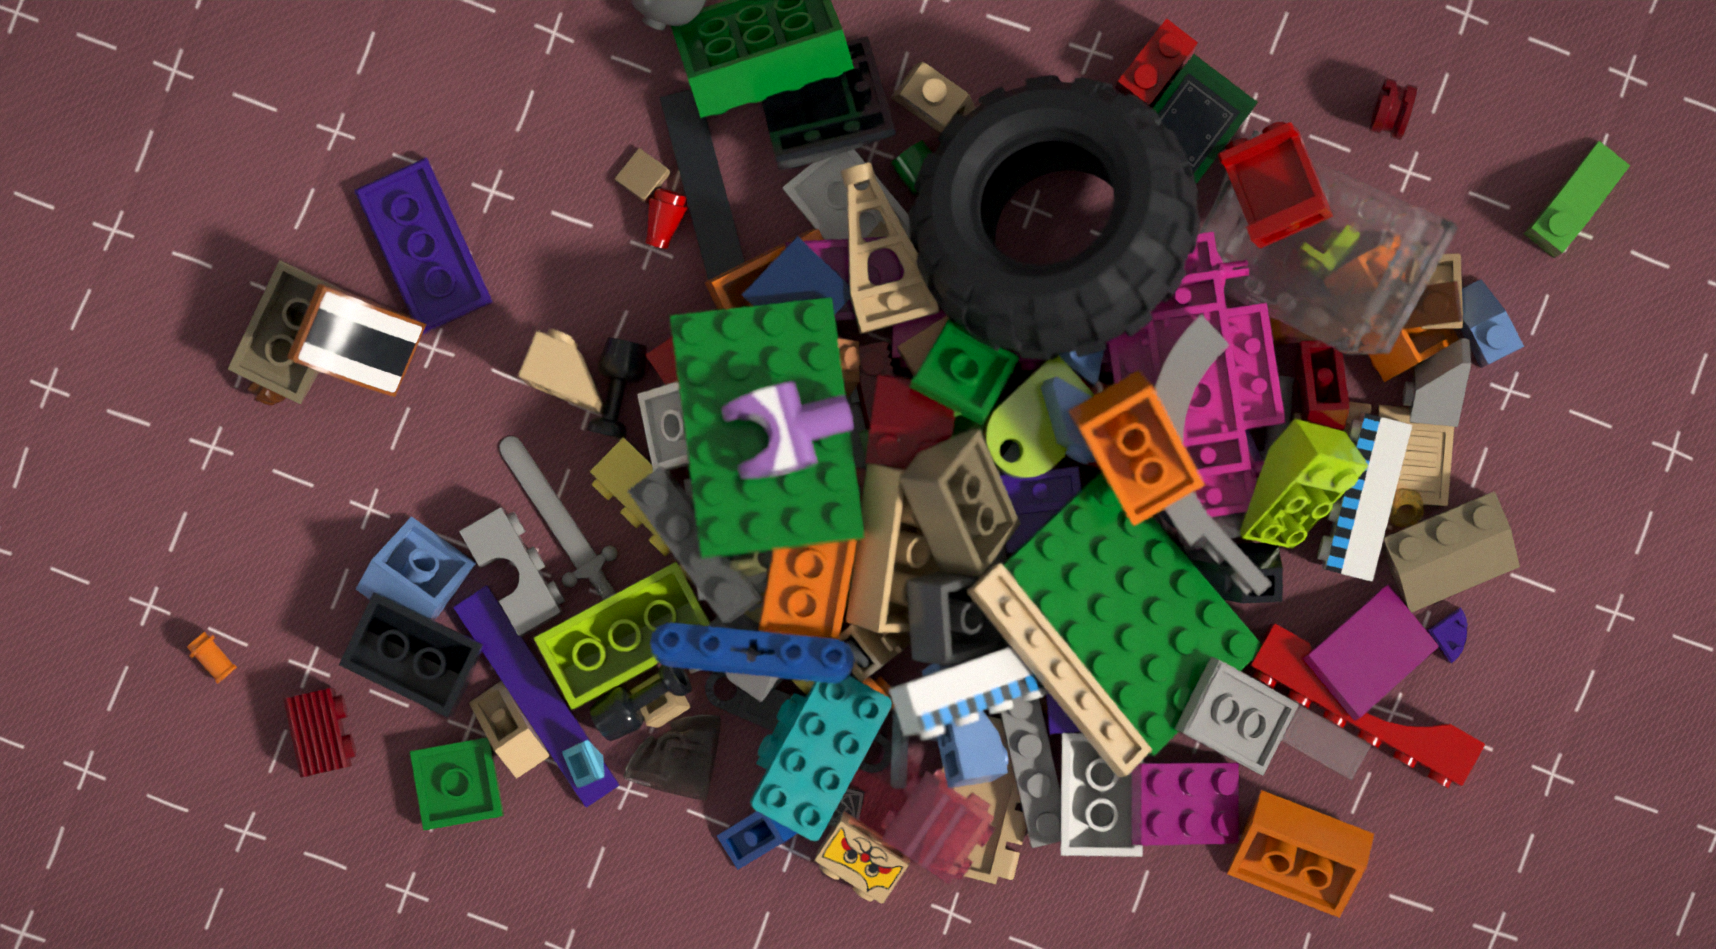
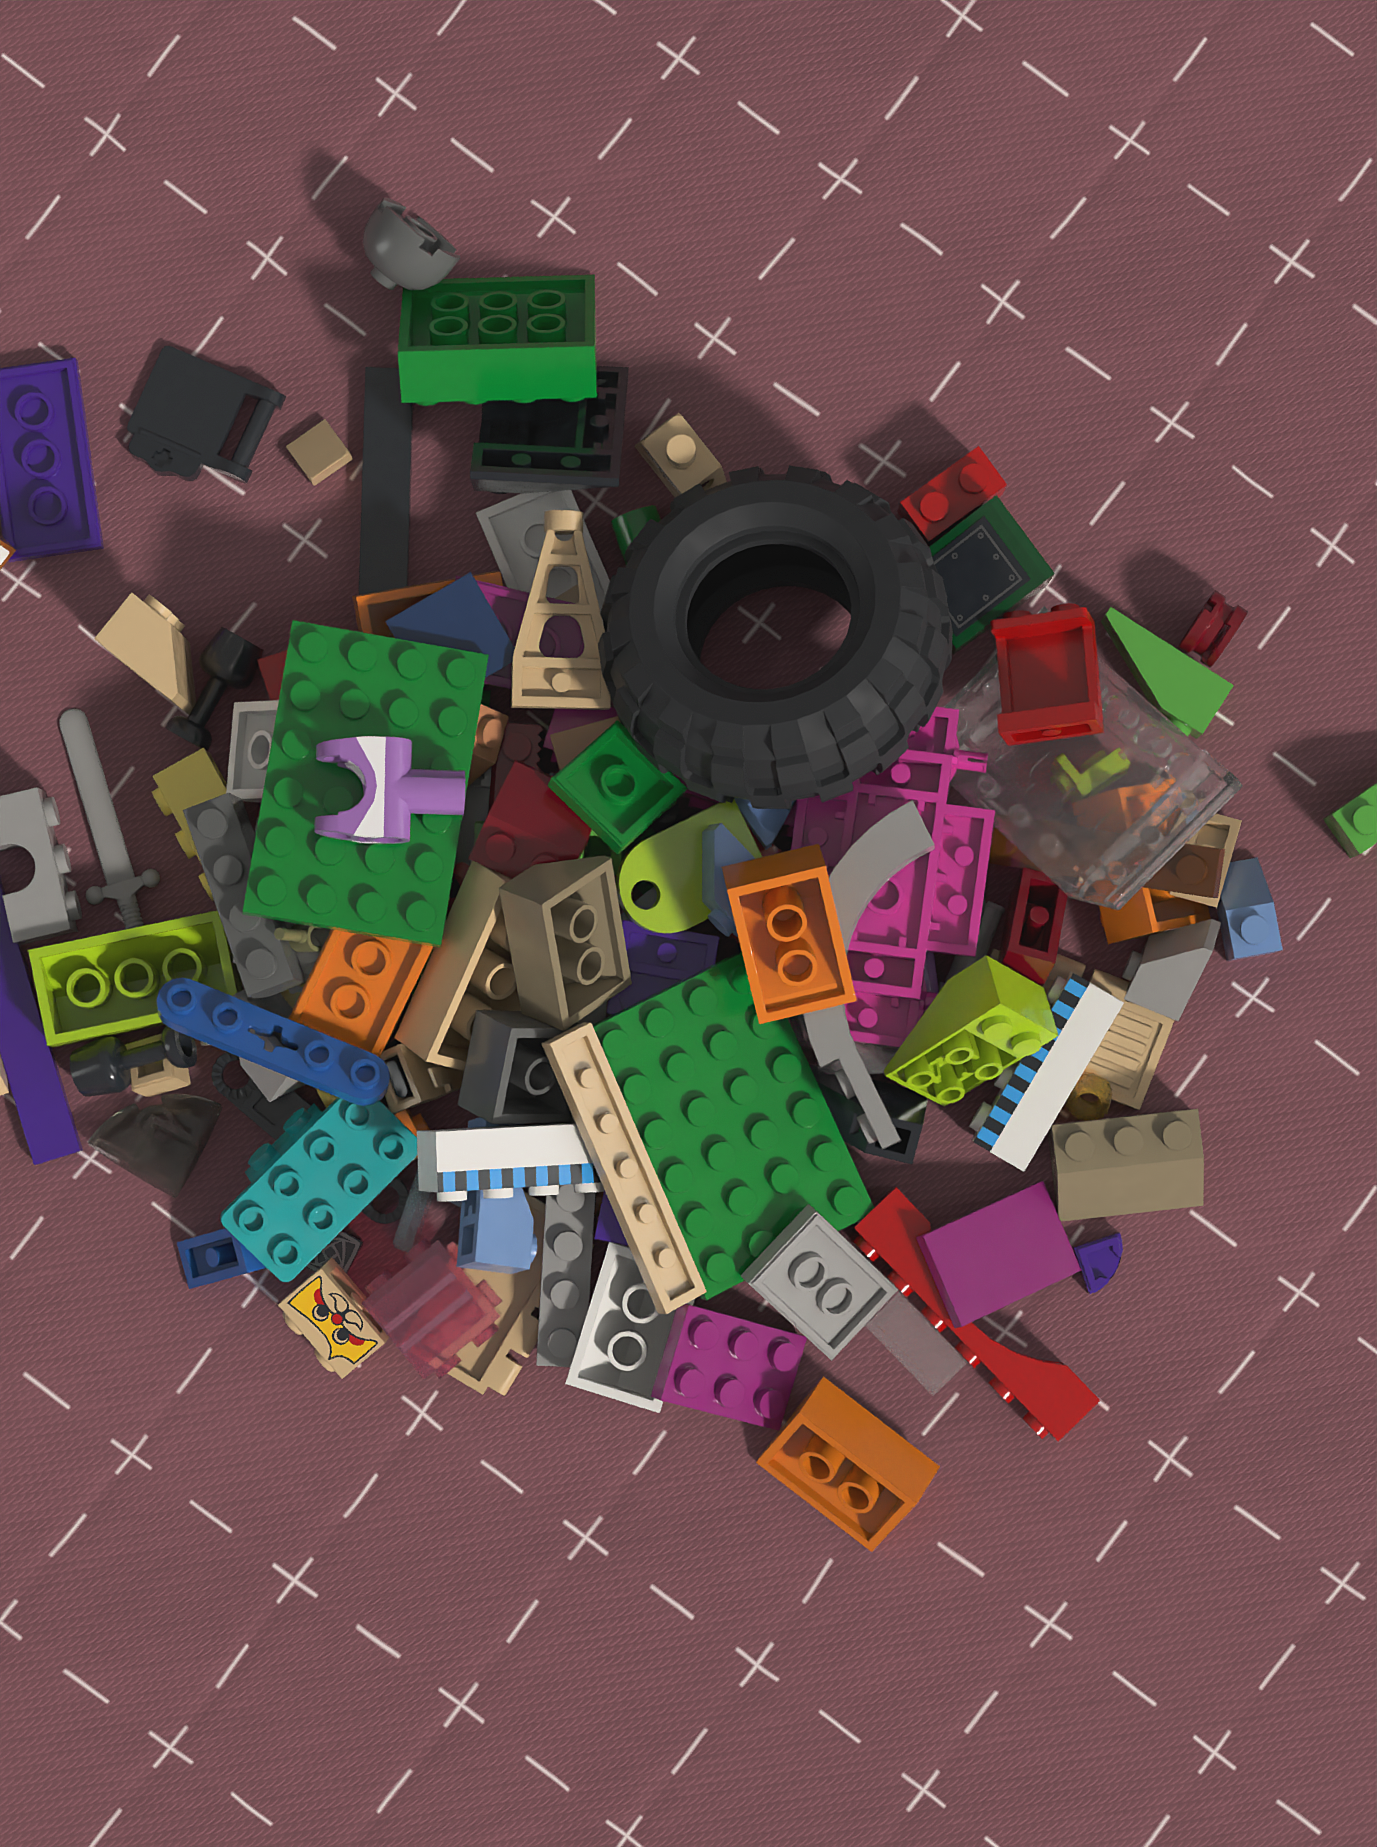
camera: 15 degrees right, 0 degrees up
(530, 176) = (189, 415): none -> black piece
(584, 763) = (46, 1113): medium azure slope -> none
(664, 216) = (329, 506): red cone -> none
(1367, 156) = (1169, 678): none -> bright green slope

